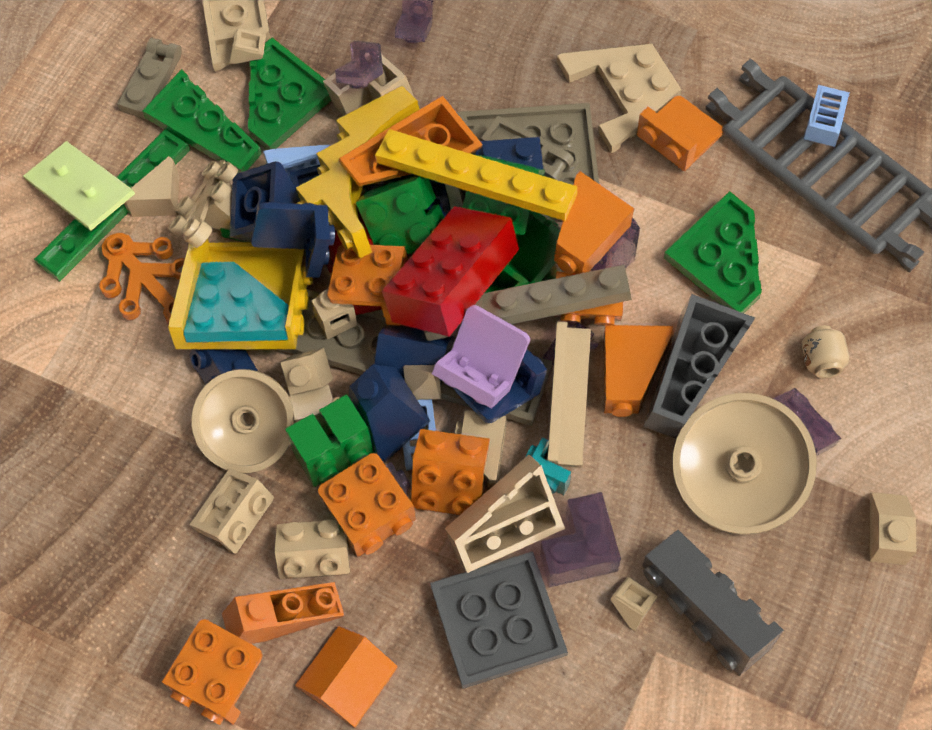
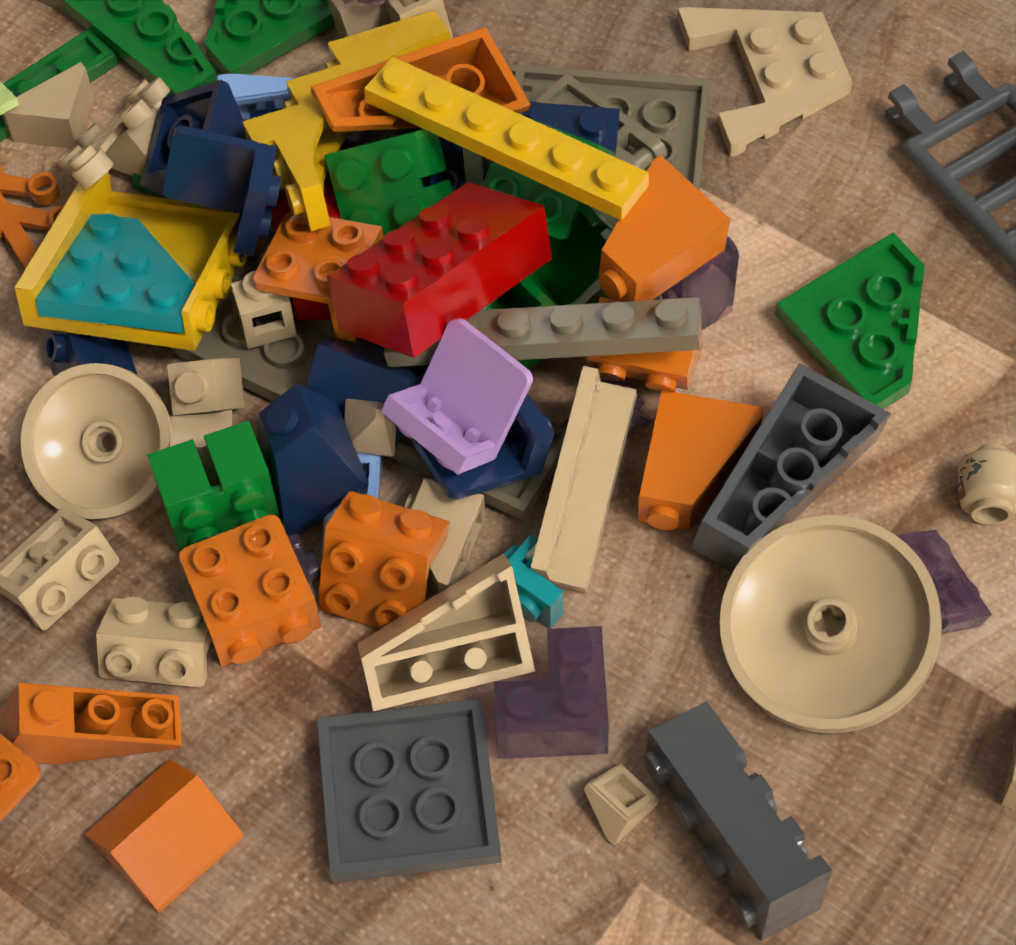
camera: 10 degrees right, 5 degrees down
(679, 131) = (835, 139): orange bracket -> none

